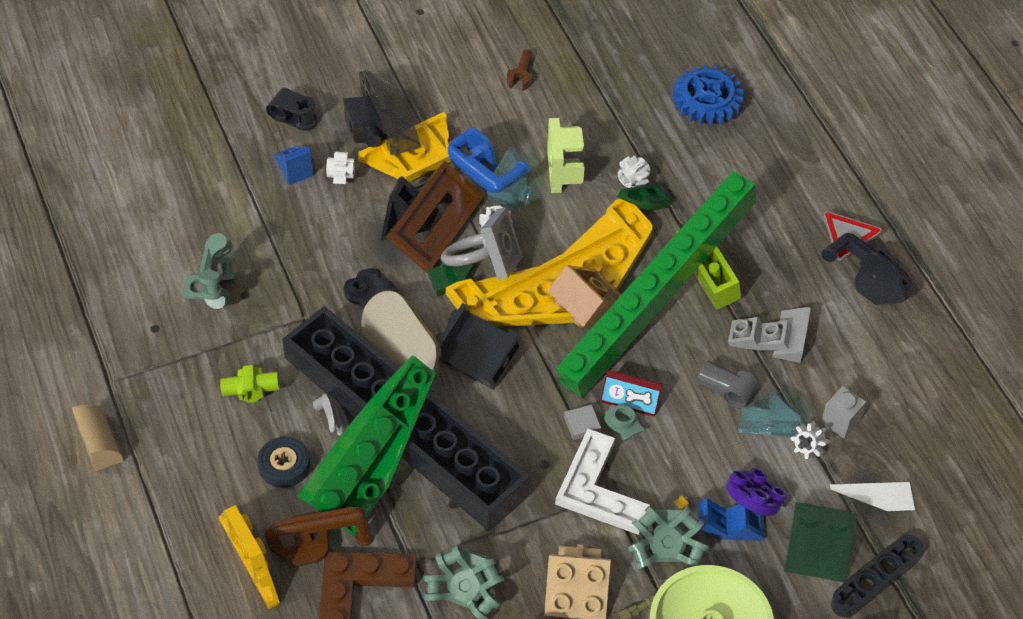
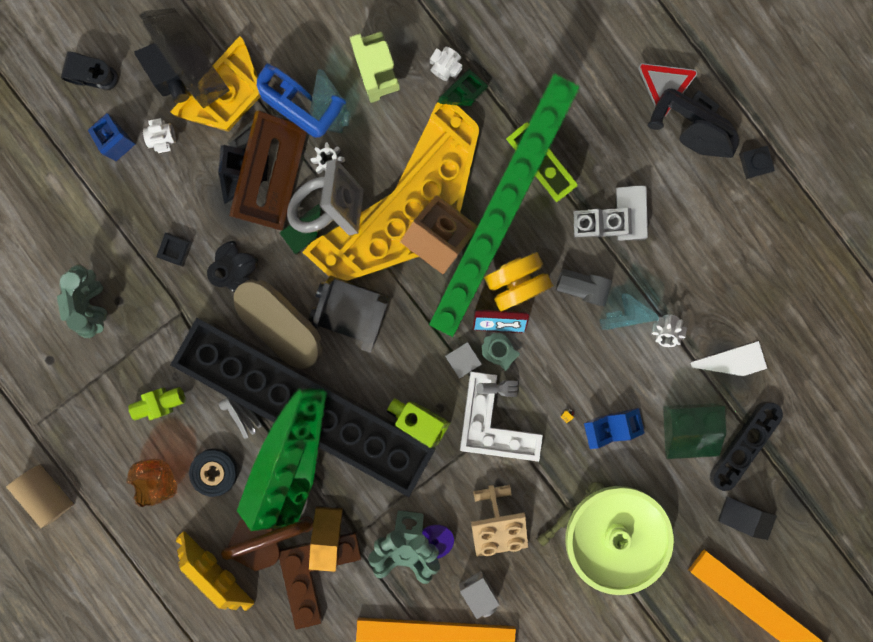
camera: 15 degrees left, 35 degrees up
(217, 449) = (152, 482): none -> clear orange hair
(318, 263) = (174, 249): none -> black tile
(381, 548) = (325, 539): none -> pearl gold slope
(512, 588) = (440, 537): none -> dark purple piece
(528, 454) = (429, 427): none -> lime torso
(621, 454) = (505, 388): none -> light grey piece
(659, 351) = (518, 281): none -> yellow wheel
(667, 539) = (564, 462): sand green piece -> none
(755, 492) = (631, 400): dark purple tile -> none
(843, 412) = (694, 293): light grey brick -> none
(932, 321) = (757, 162): none -> black plate

